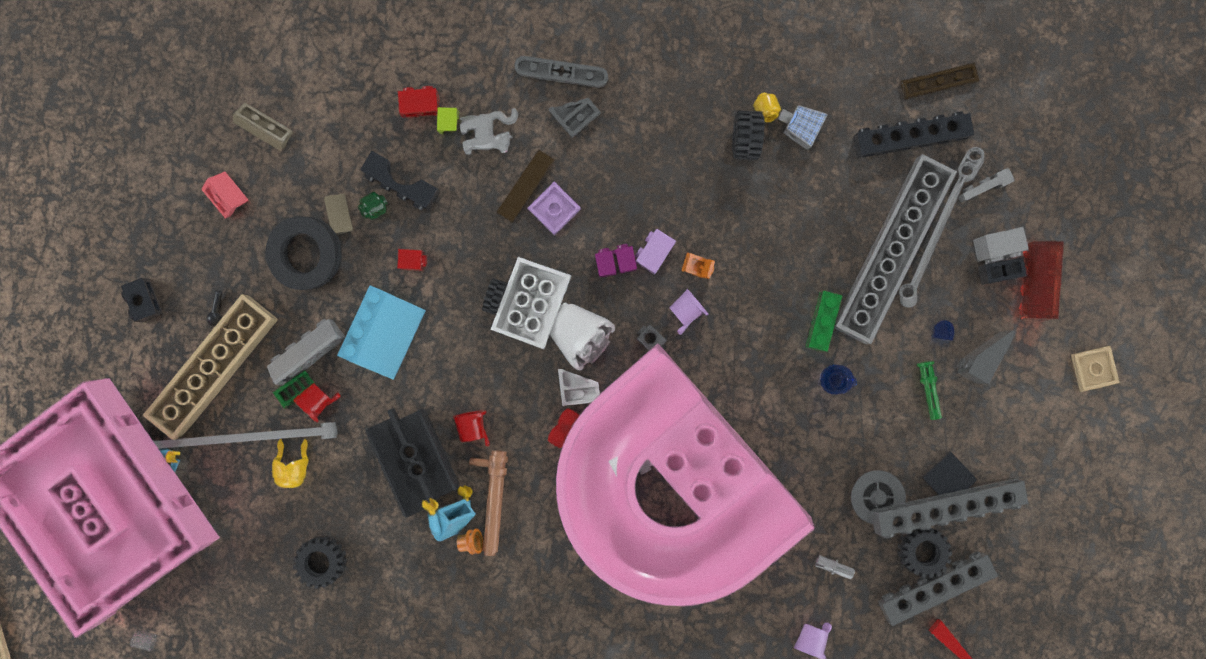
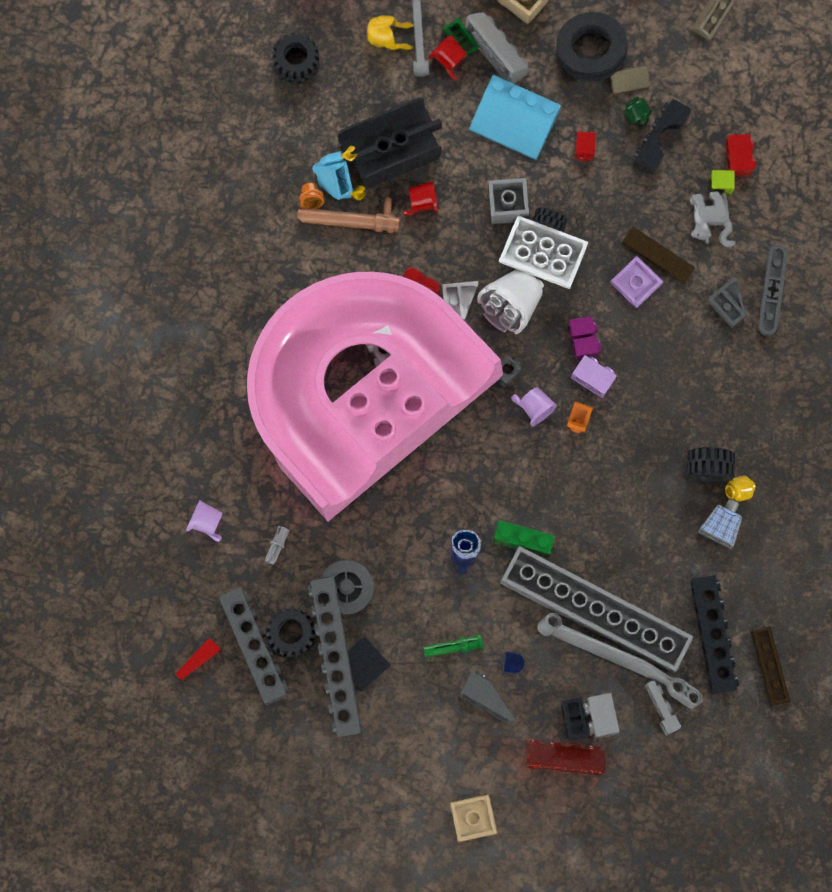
camera: 85 degrees right, 10 degrees down
(473, 338) = (508, 200): none -> light grey brick

